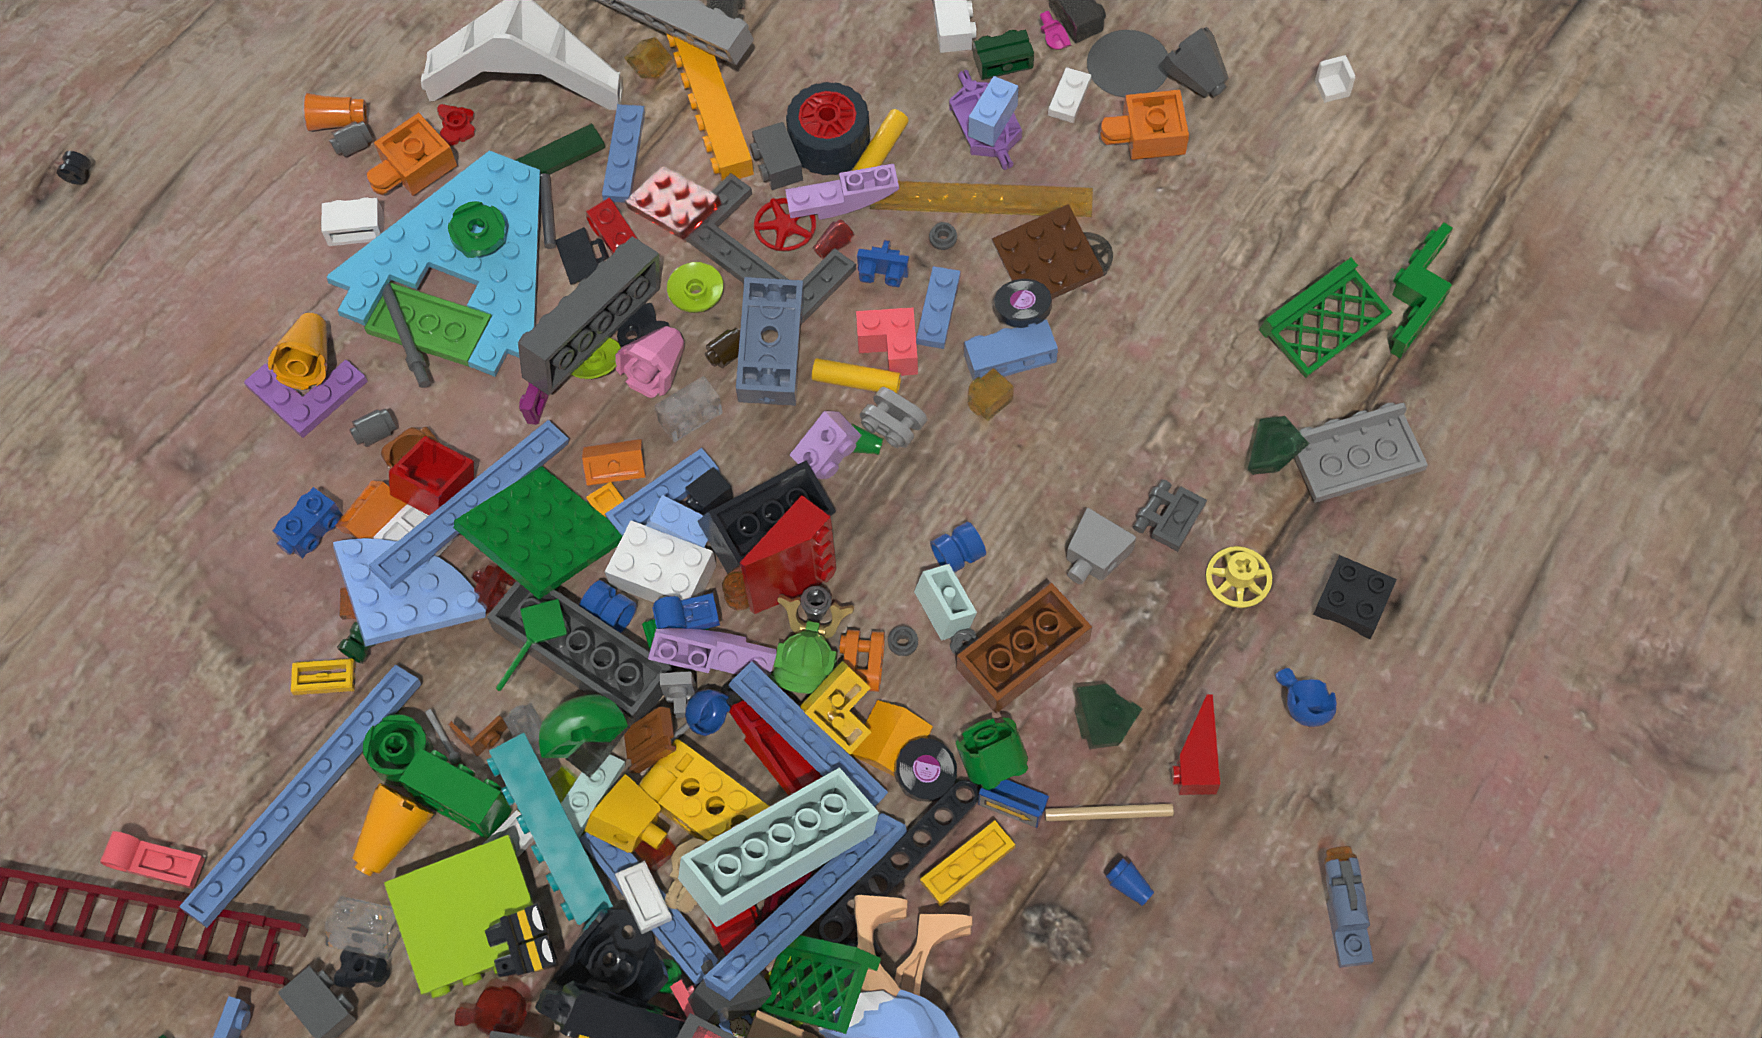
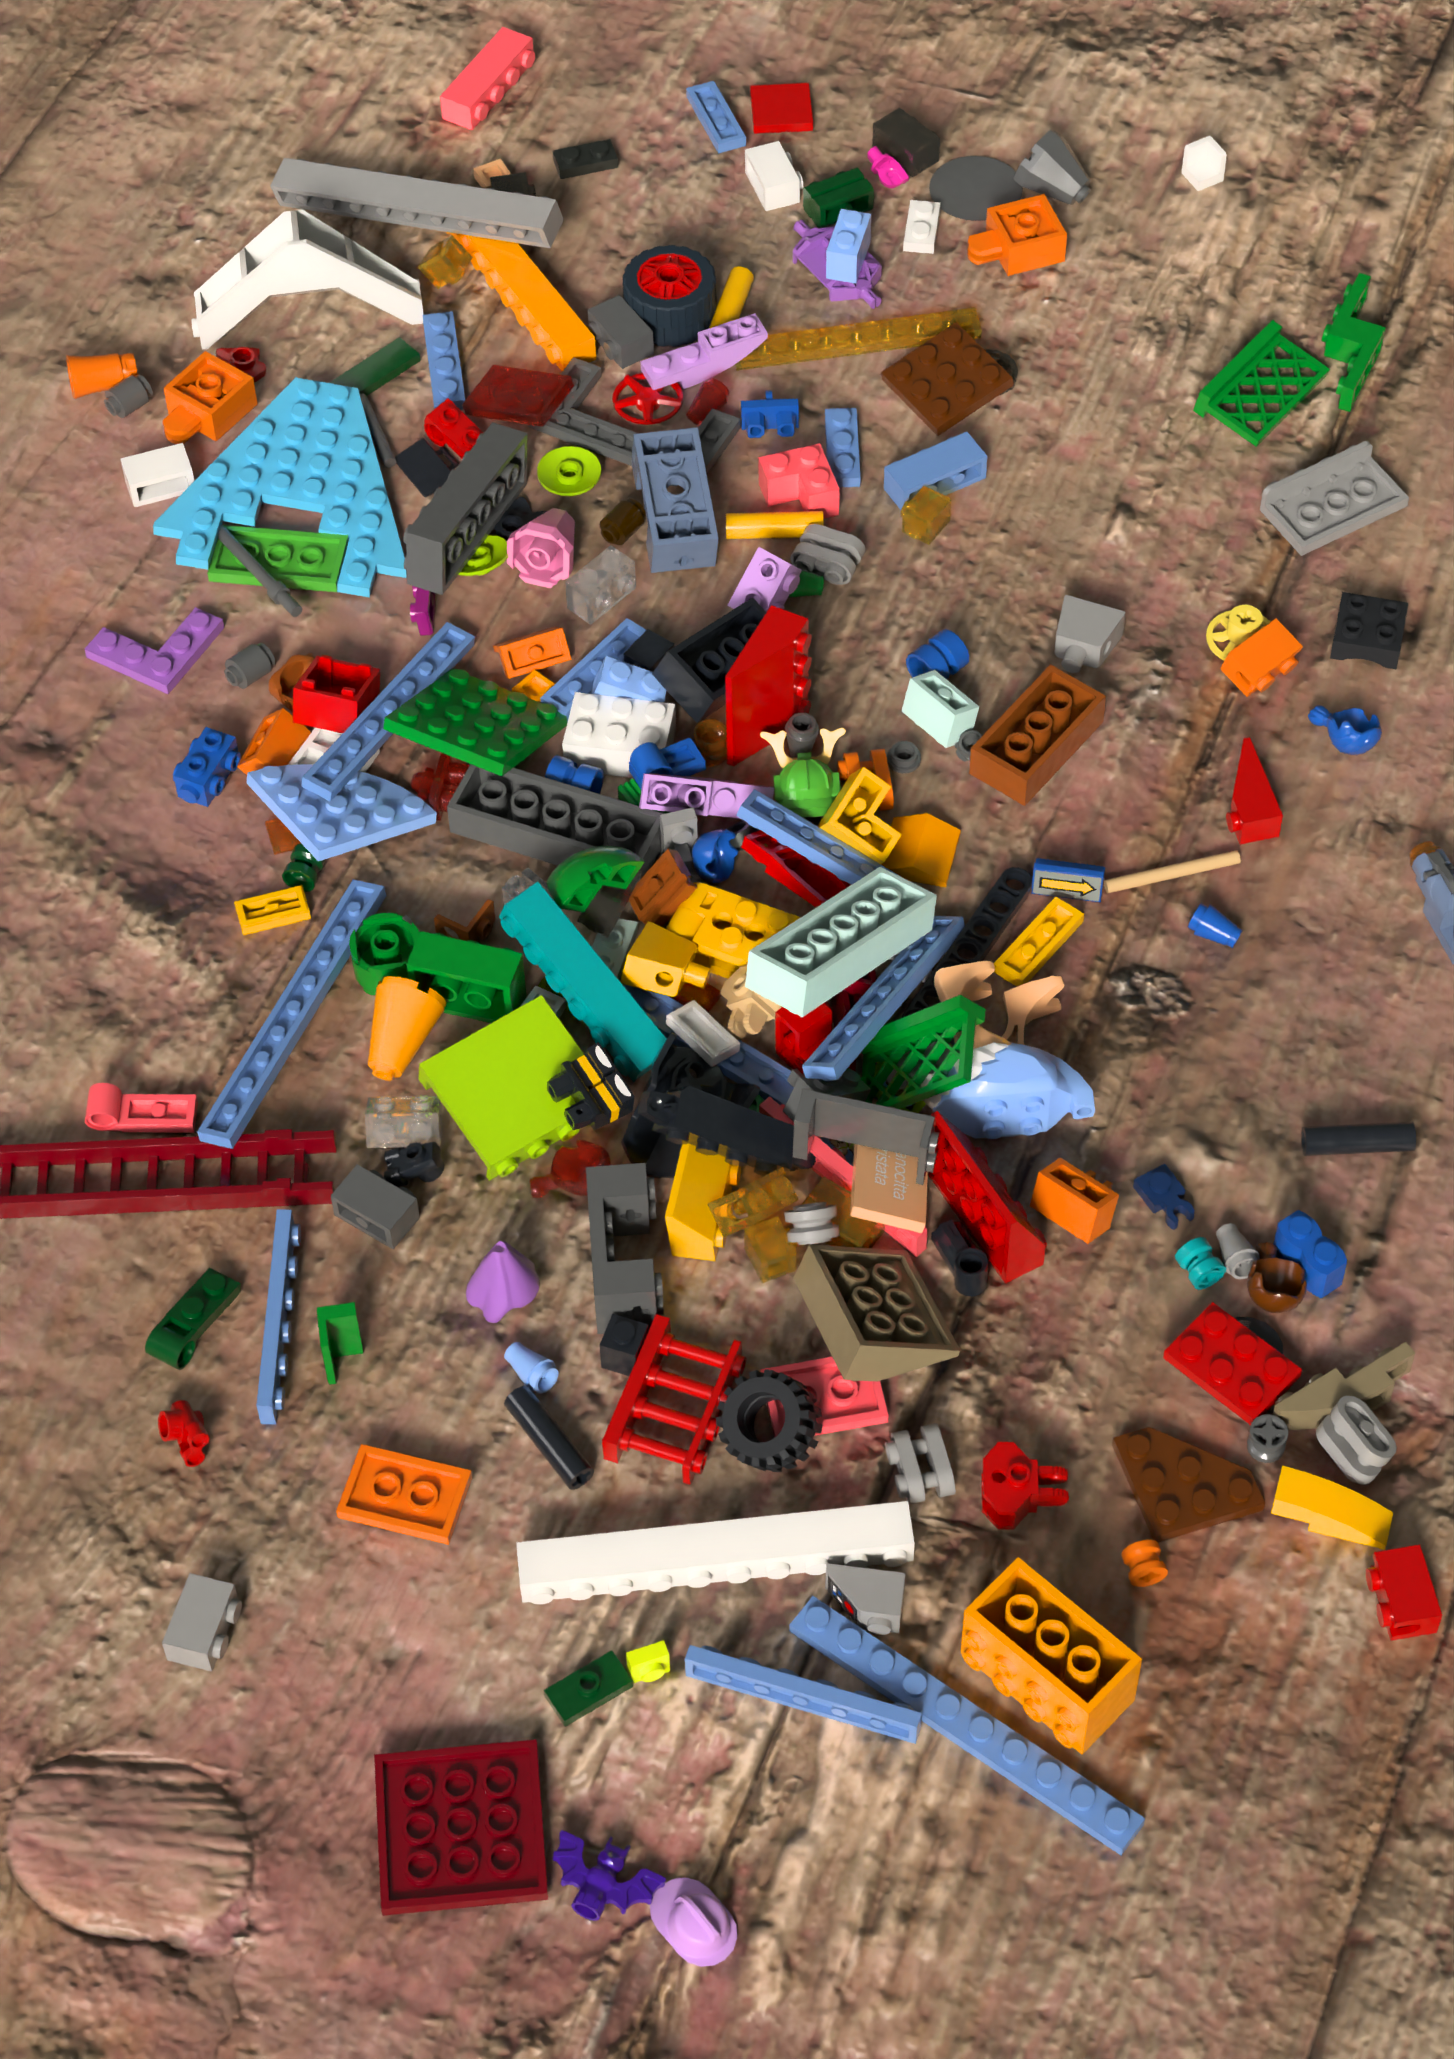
camera: 15 degrees left, 10 degrees down
(301, 353) = (149, 607): light orange cone -> none
(477, 243) = (310, 464): green plate -> none
(540, 624) = (509, 801): green piece -> none
(925, 769) = (966, 867): black tile -> none
(943, 229) = (826, 379): dark grey plate -> none
(992, 752) = (1035, 830): green brick -> none
(1023, 303) = (936, 420): black tile -> none
(1103, 715) = (1138, 784): clear green plate -> none
(1178, 518) = (1162, 595): dark grey plate -> none
(1247, 608) = (1262, 658): none -> orange brick
(1275, 445) = (1245, 504): clear green plate -> none

